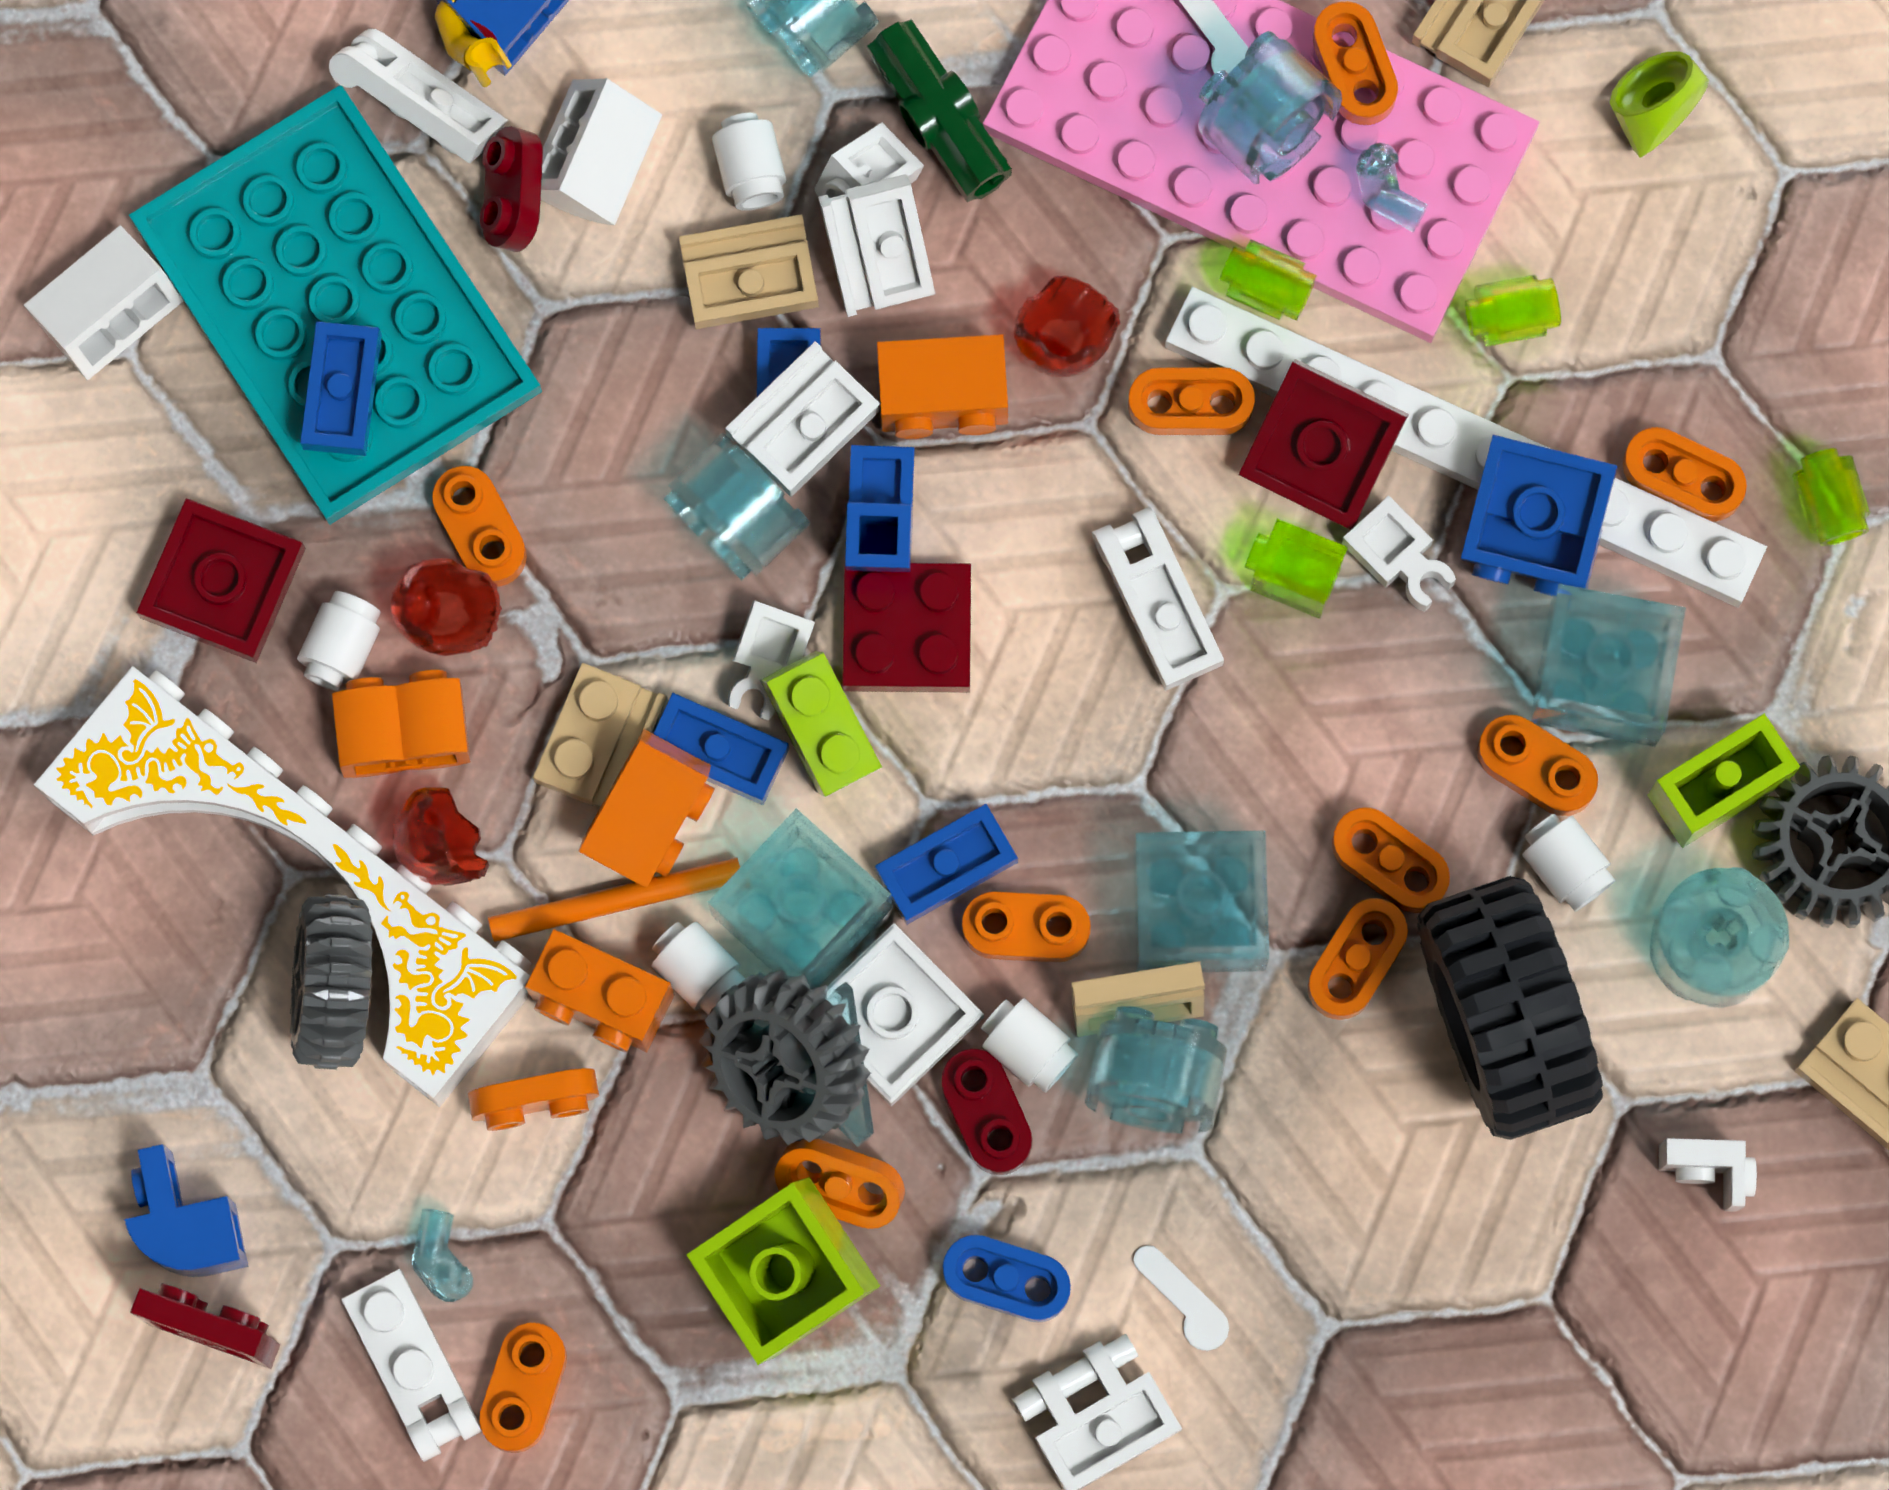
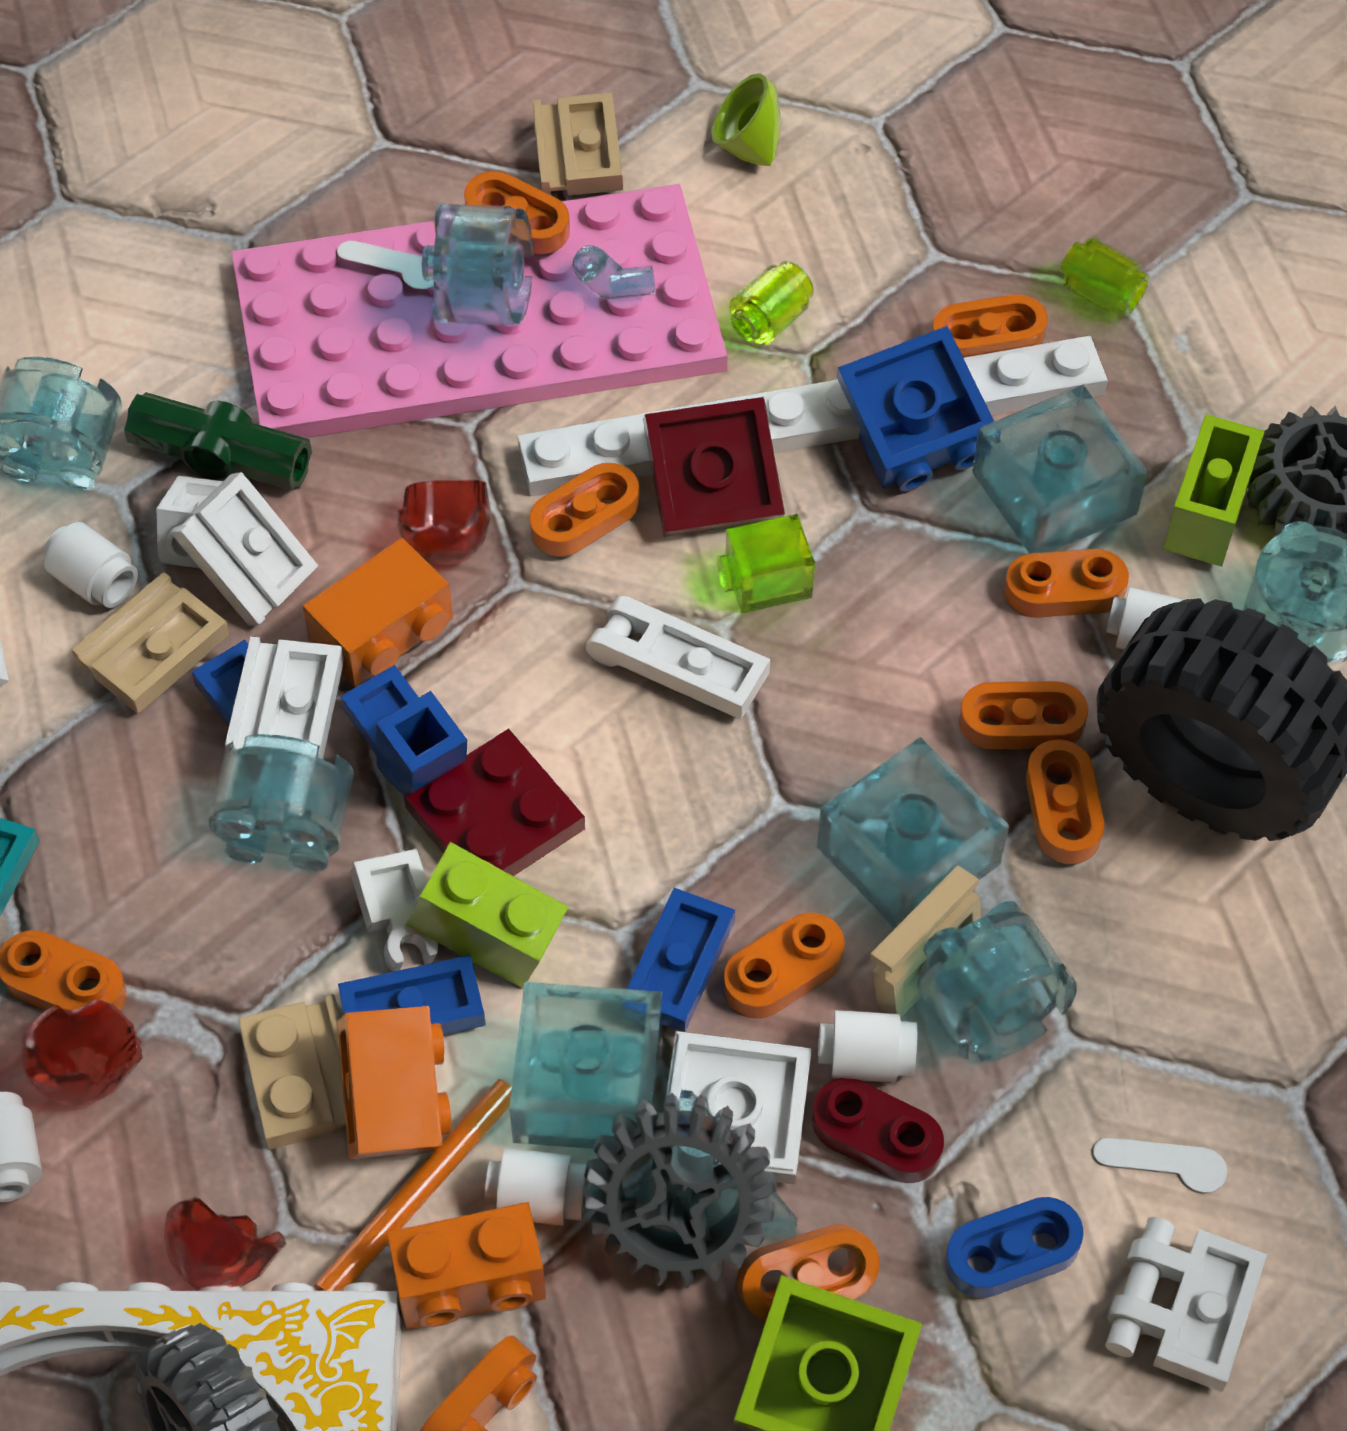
camera: 40 degrees left, 20 degrees down
(400, 725) = (111, 1177): orange brick -> none
(1268, 280) = (573, 394): clear neon green brick -> none
(1393, 546) = (829, 507): white plate -> none

